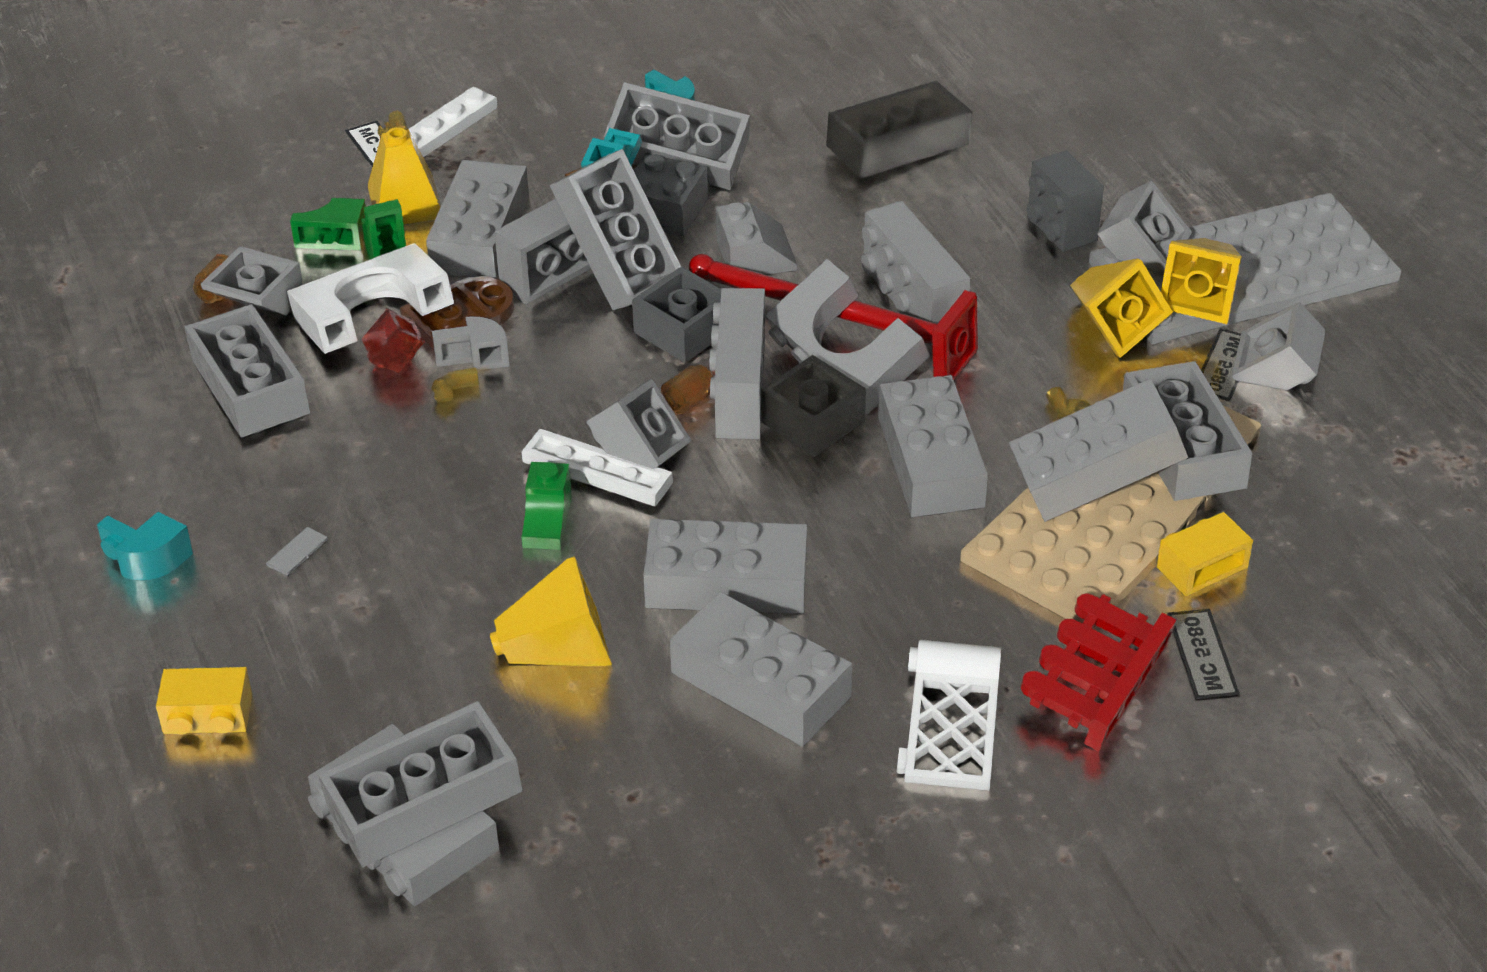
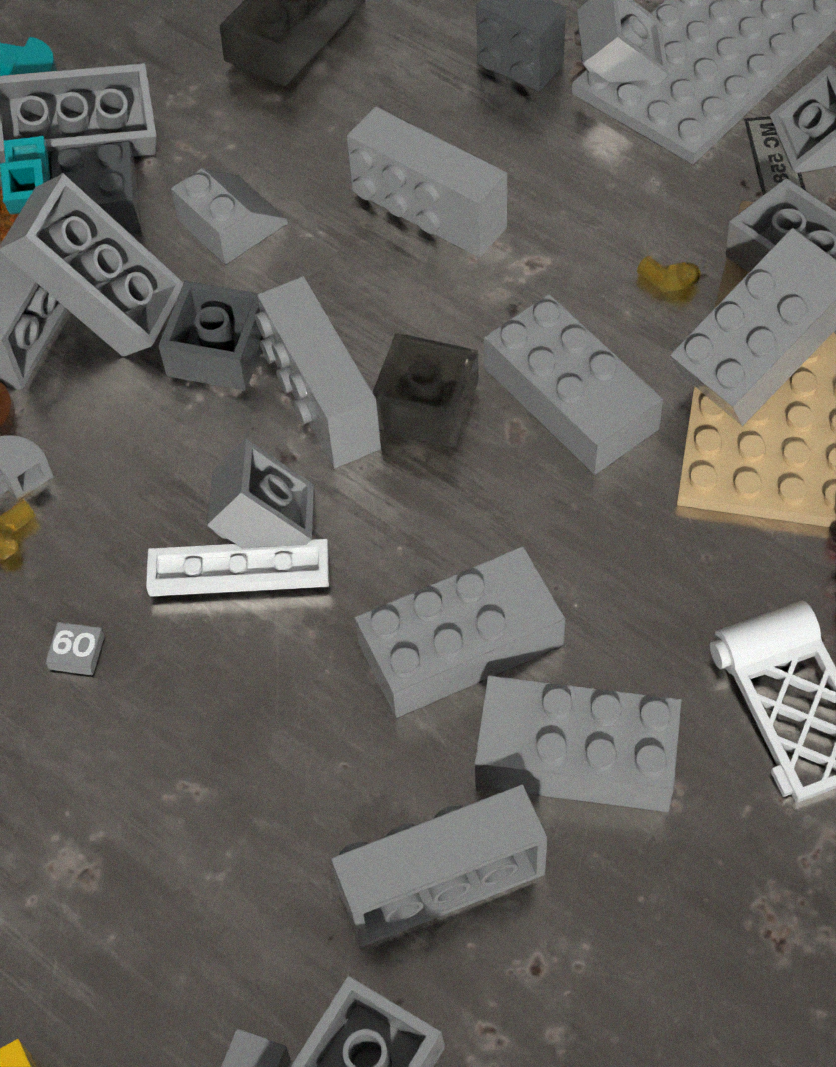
camera: 25 degrees left, 15 degrees up
(448, 472) = (75, 648): none -> light grey tile
(546, 505) = (217, 645): green arch -> none
(553, 623) = (325, 799): yellow slope -> none
(600, 691) = (440, 864): none -> light grey brick
(687, 388) = (274, 424): clear orange brick -> none
(814, 304) = (349, 291): light grey arch -> none
(952, 338) = (517, 248): red piece -> none
(1122, 302) = (649, 133): yellow slope -> none
(1201, 278) = (723, 74): yellow slope -> none

